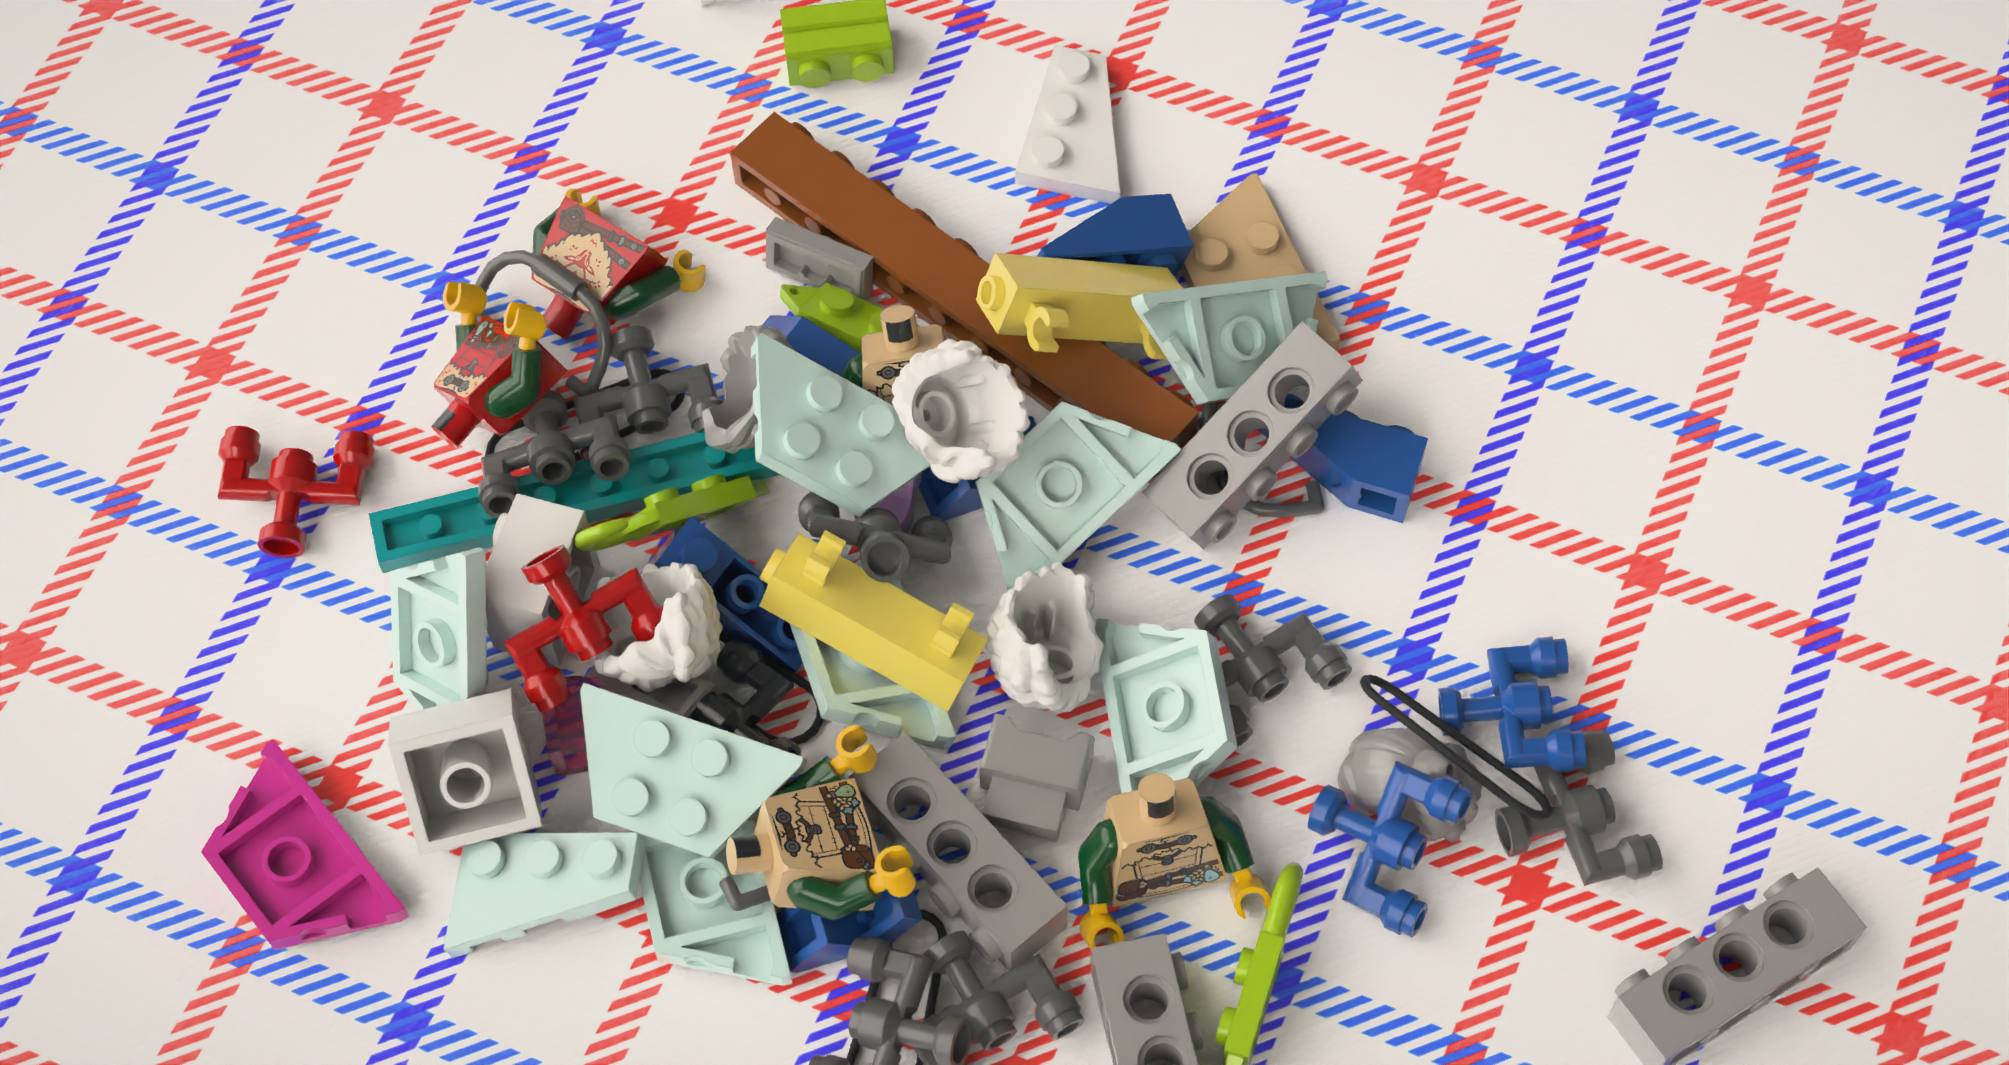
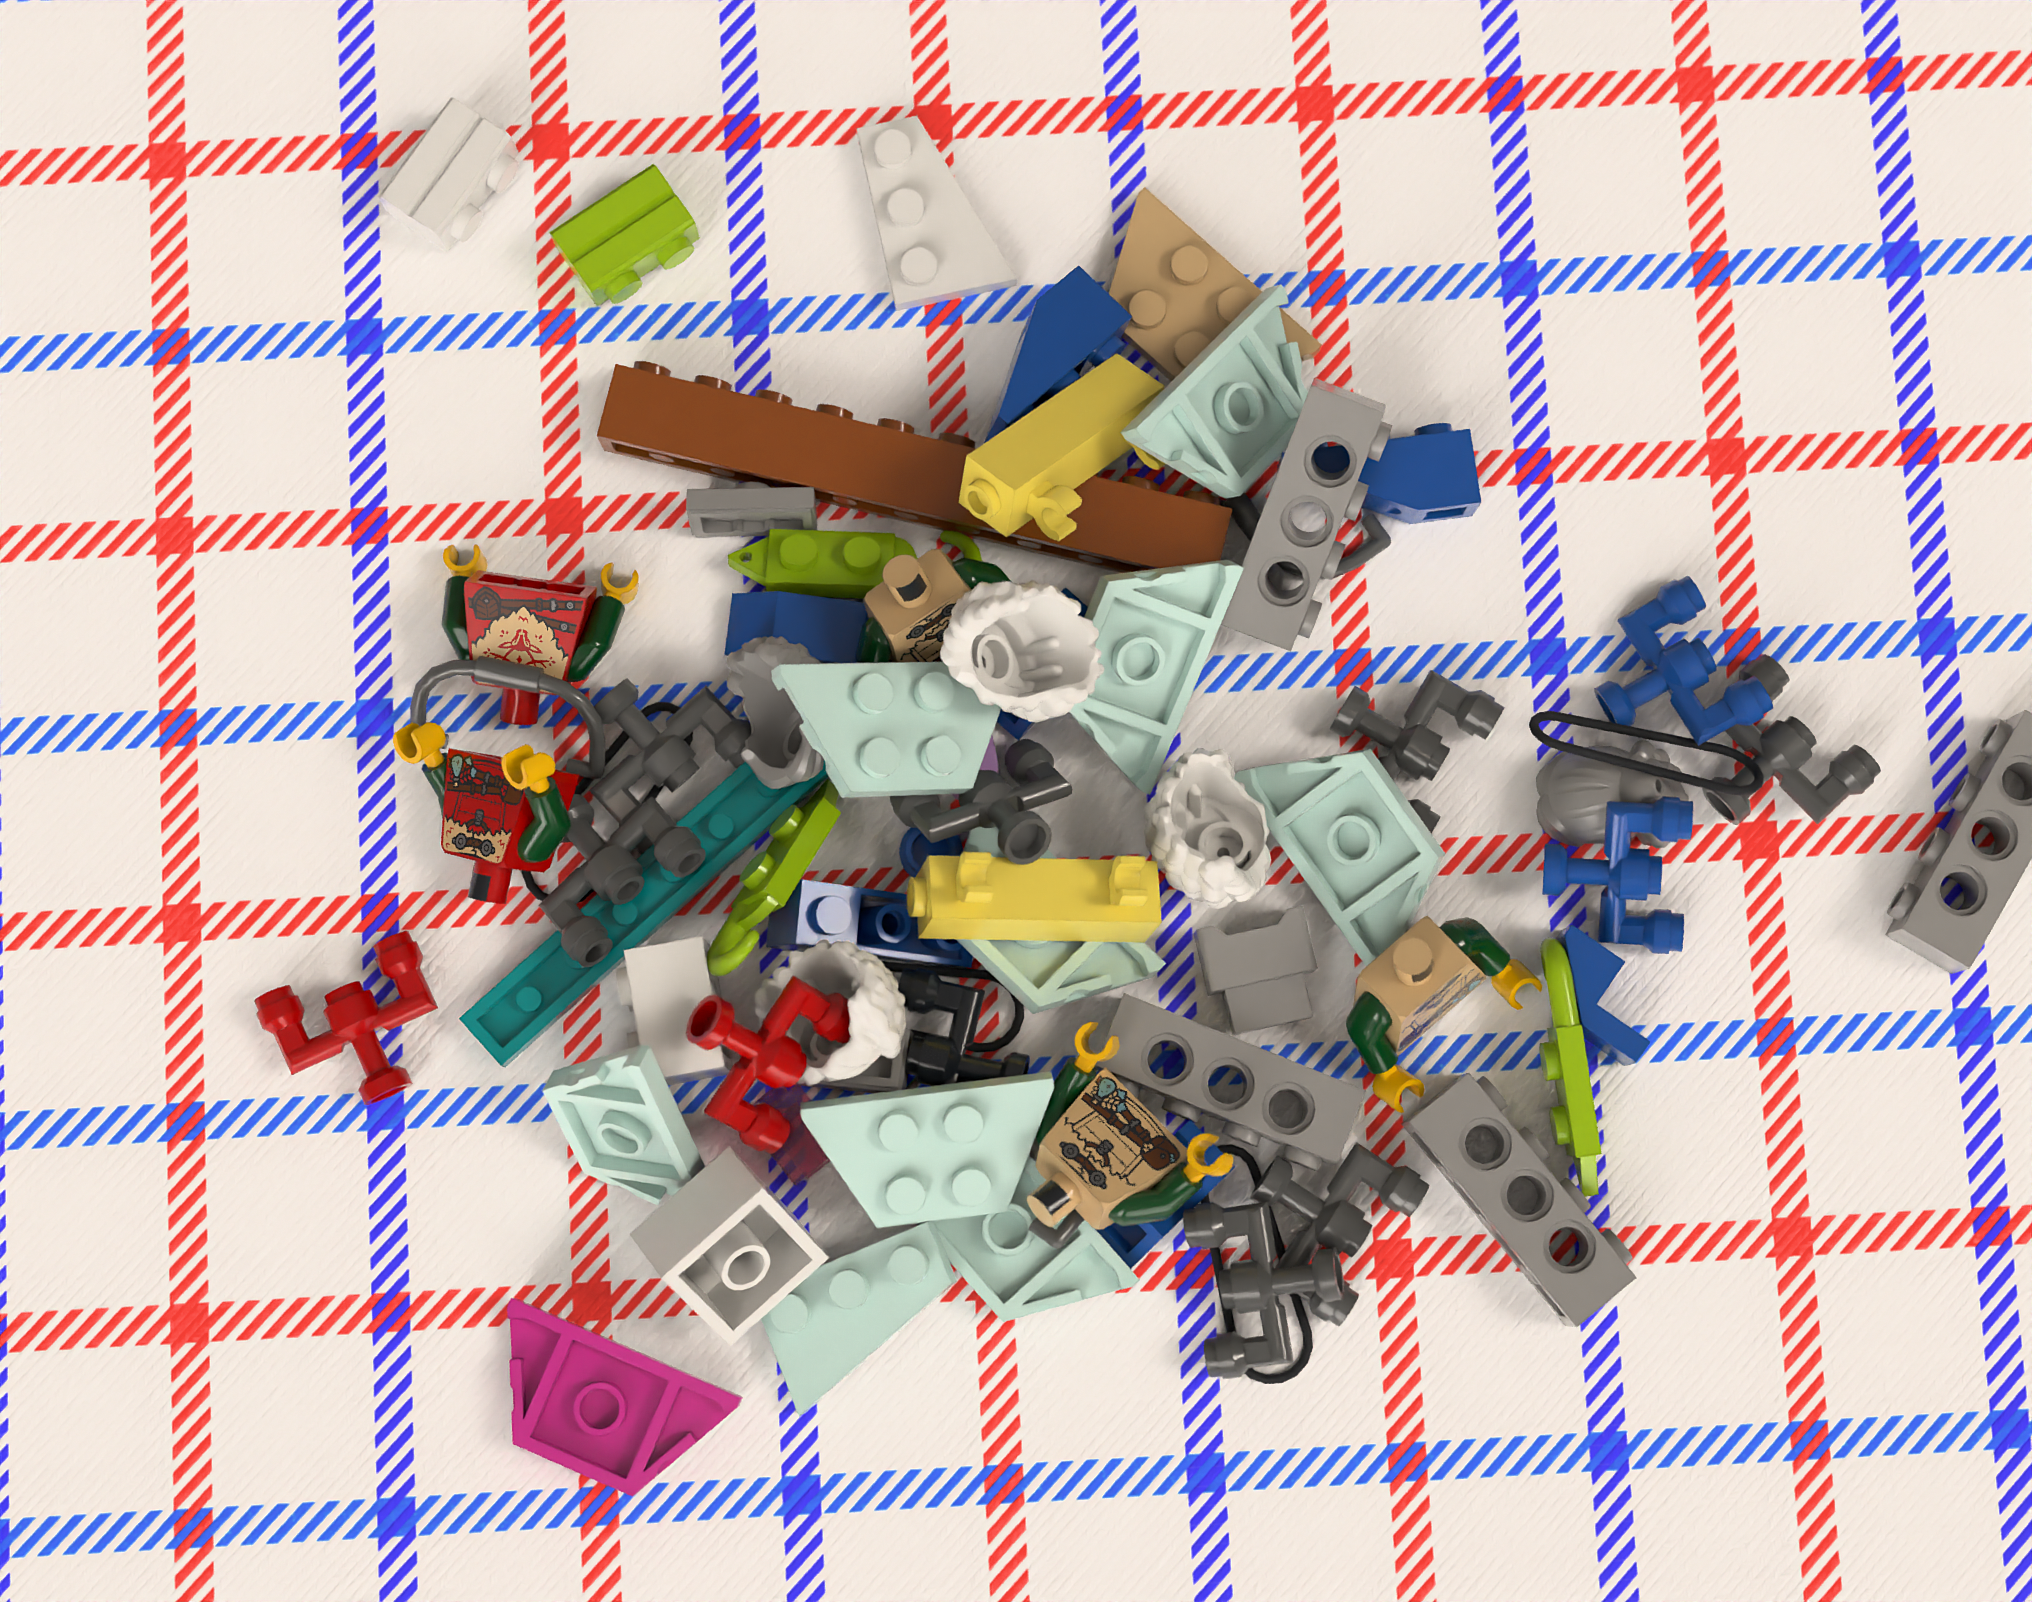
camera: 30 degrees left, 20 degrees up
(1317, 916) = (1592, 973): none -> blue slope

